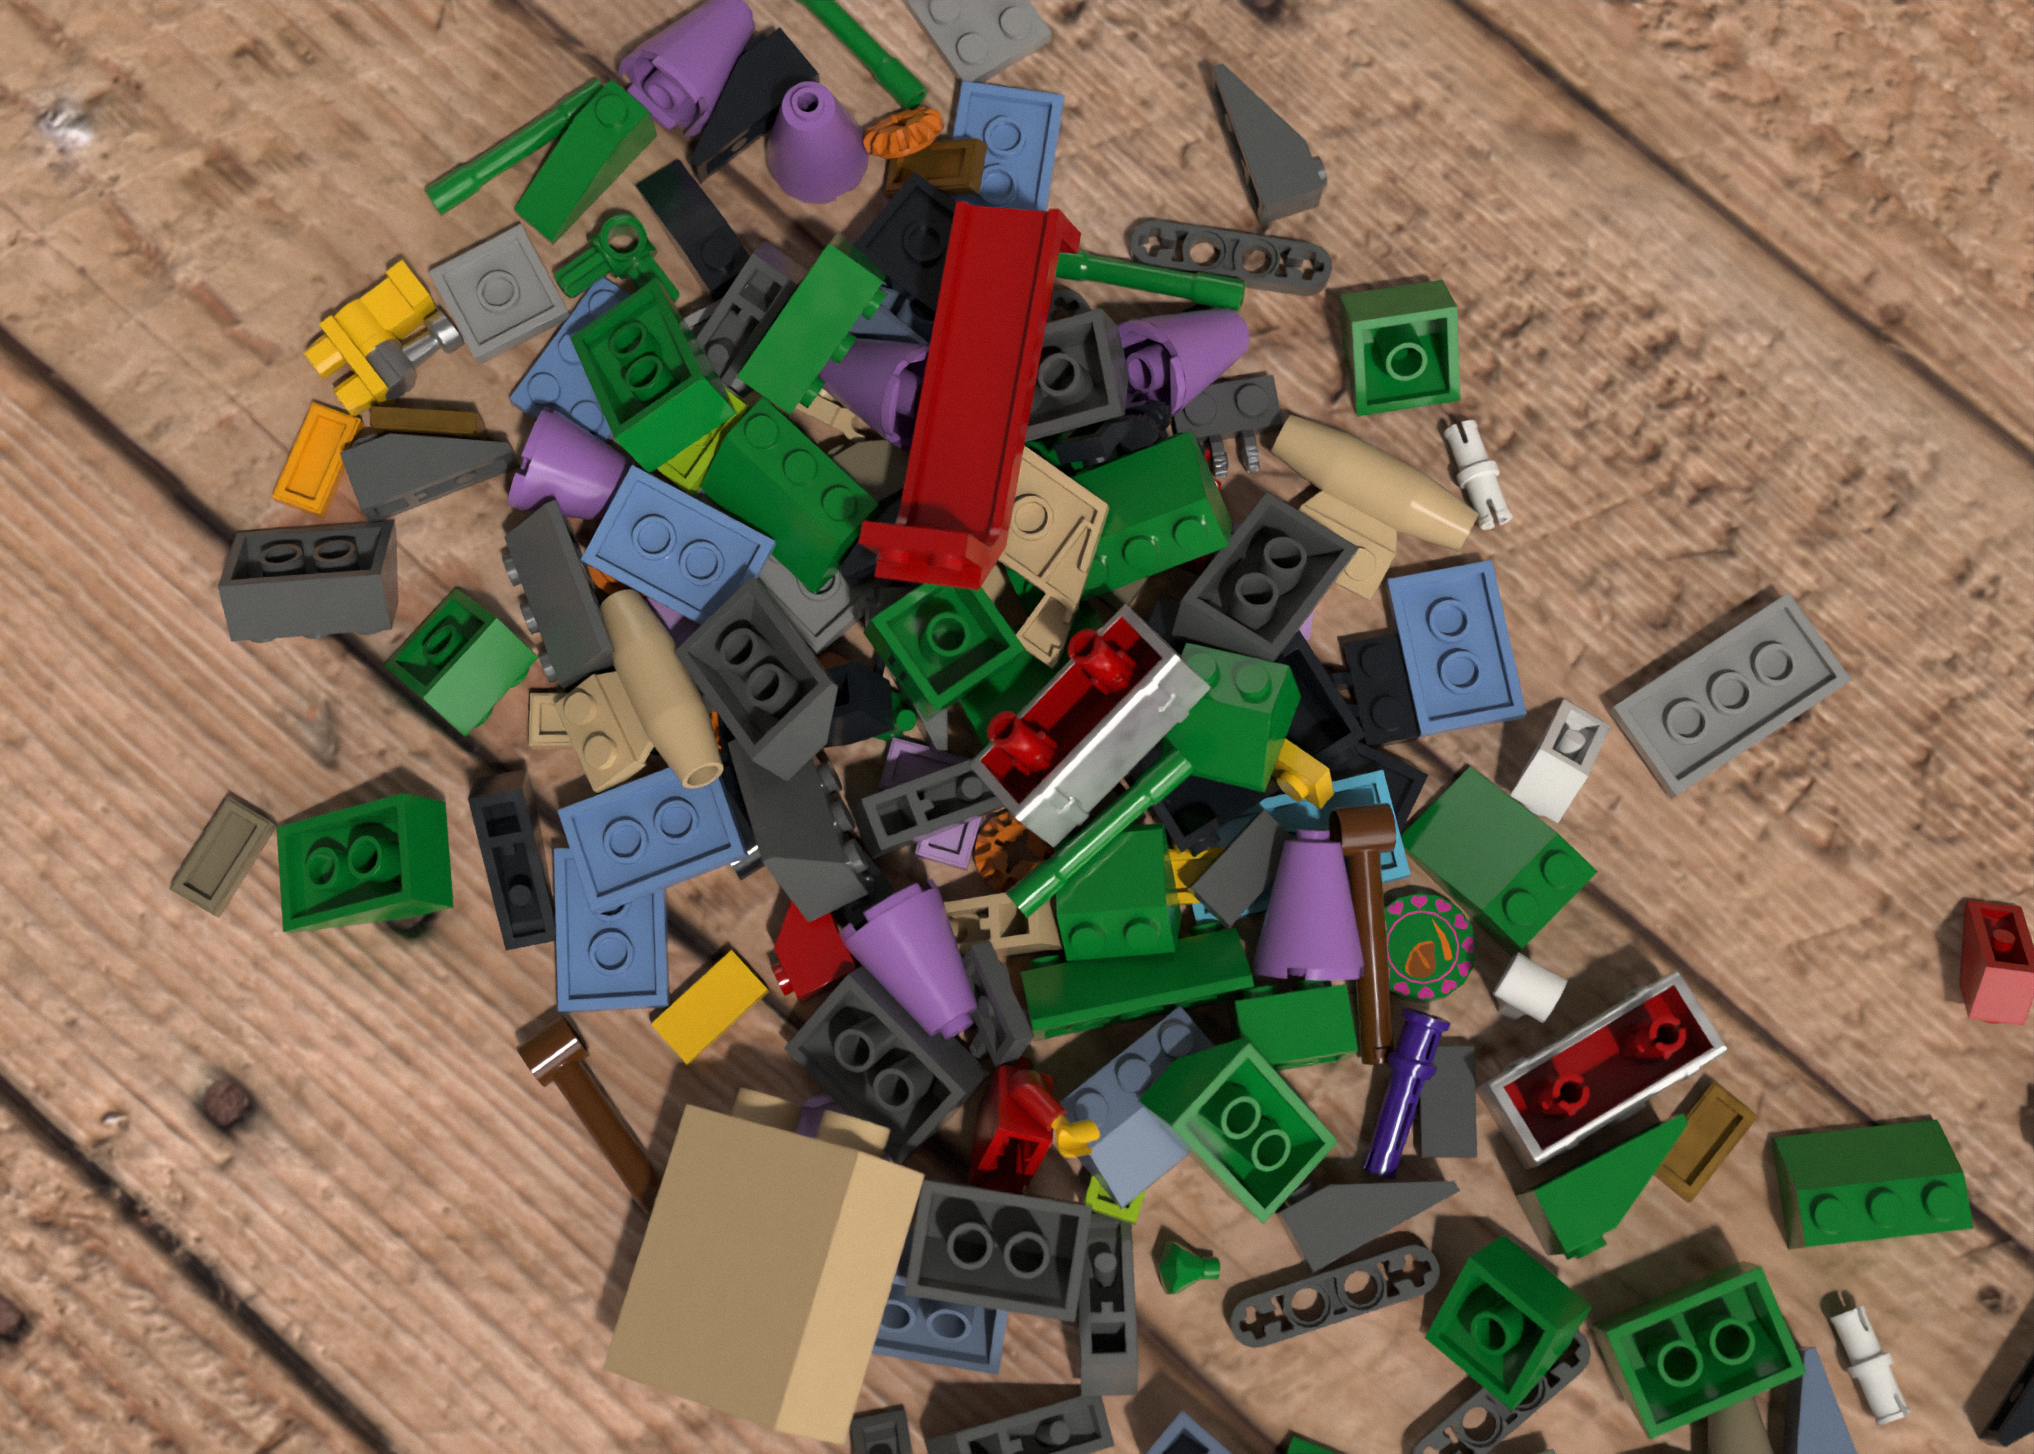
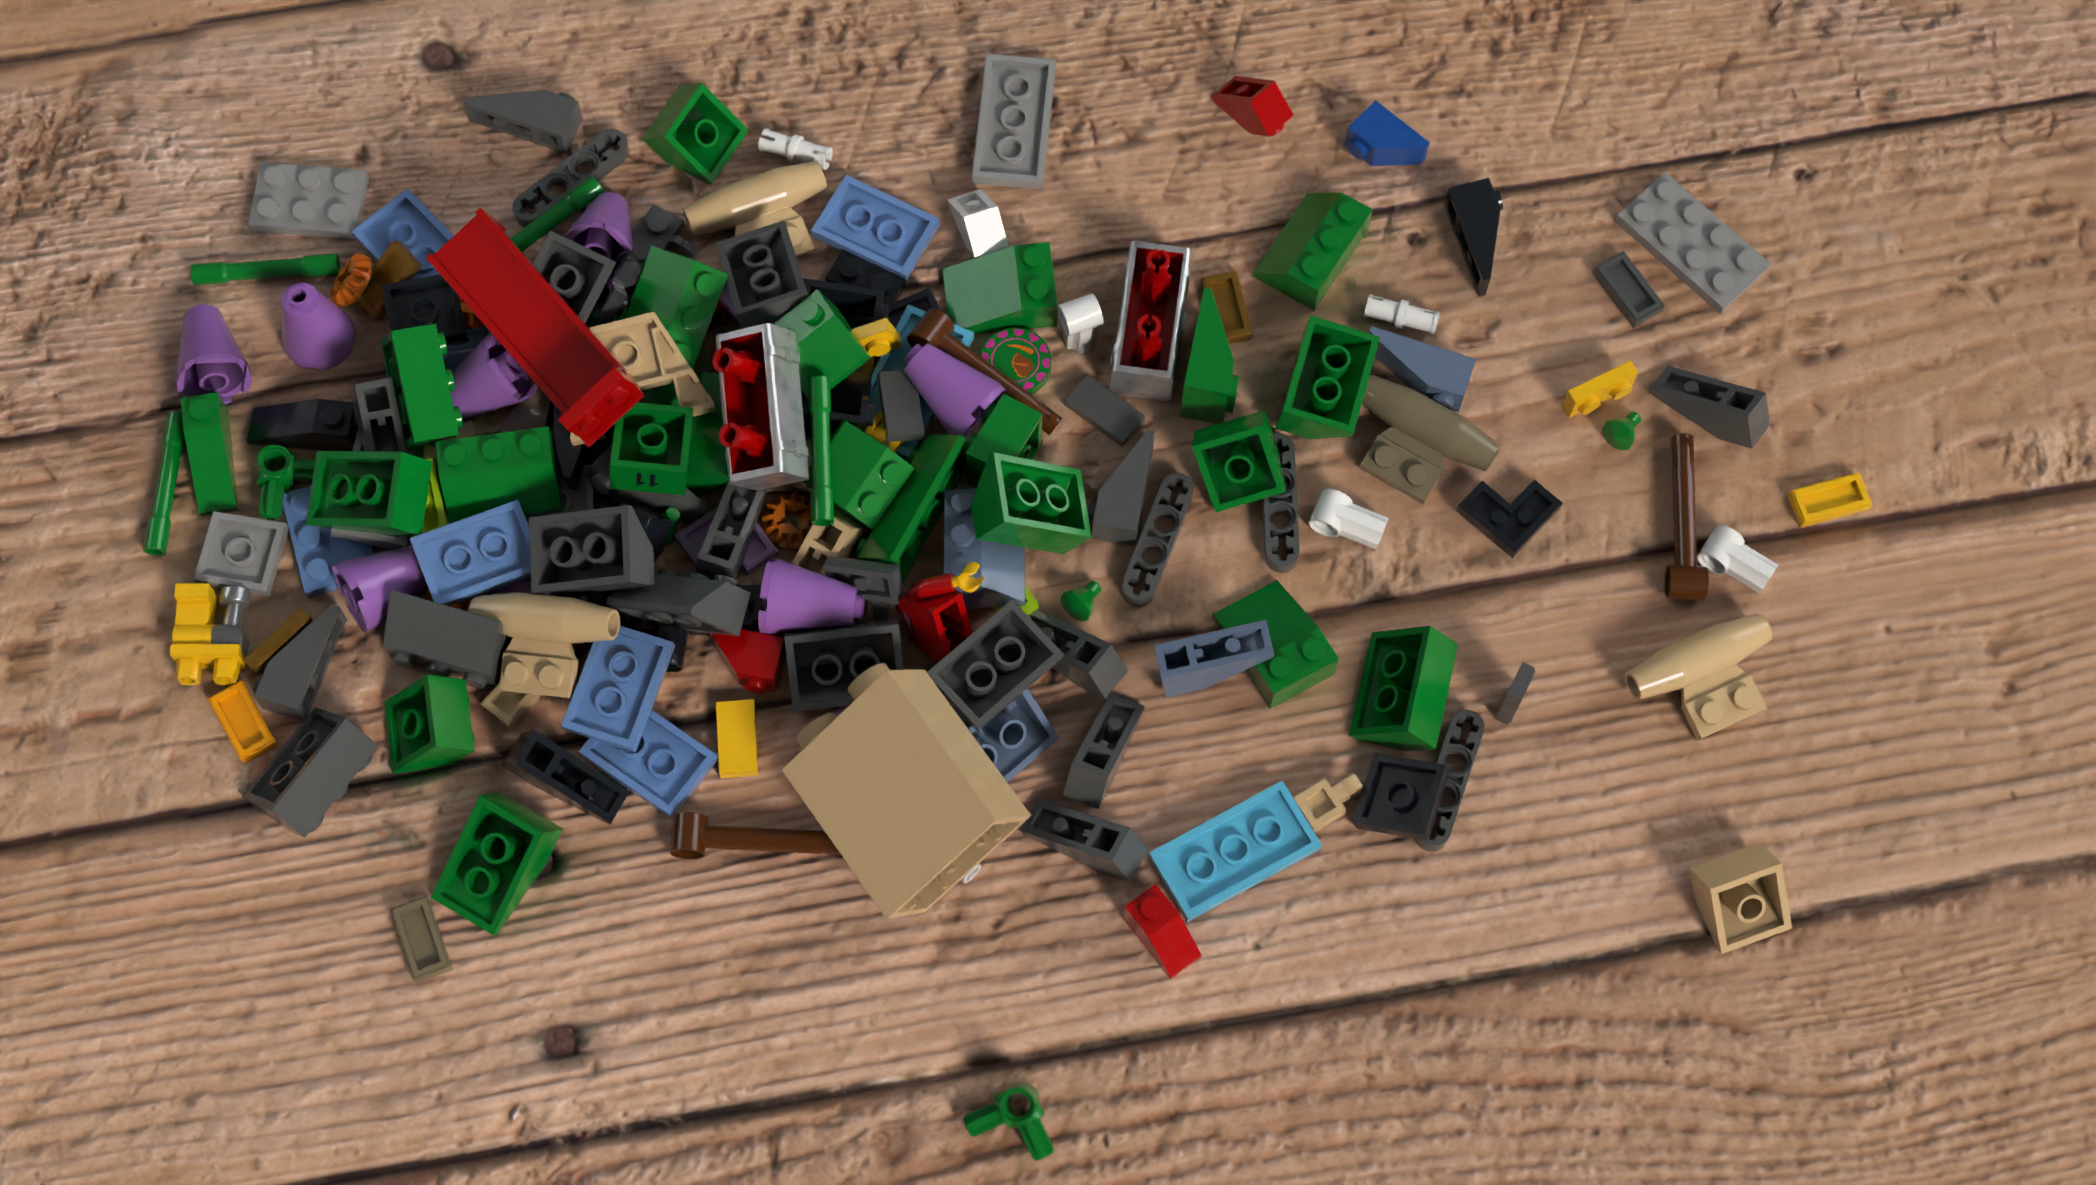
camera: 55 degrees left, 10 degrees down
(750, 100) = (259, 333): black slope -> none
(1410, 1068) = (1072, 408): dark purple pin -> none

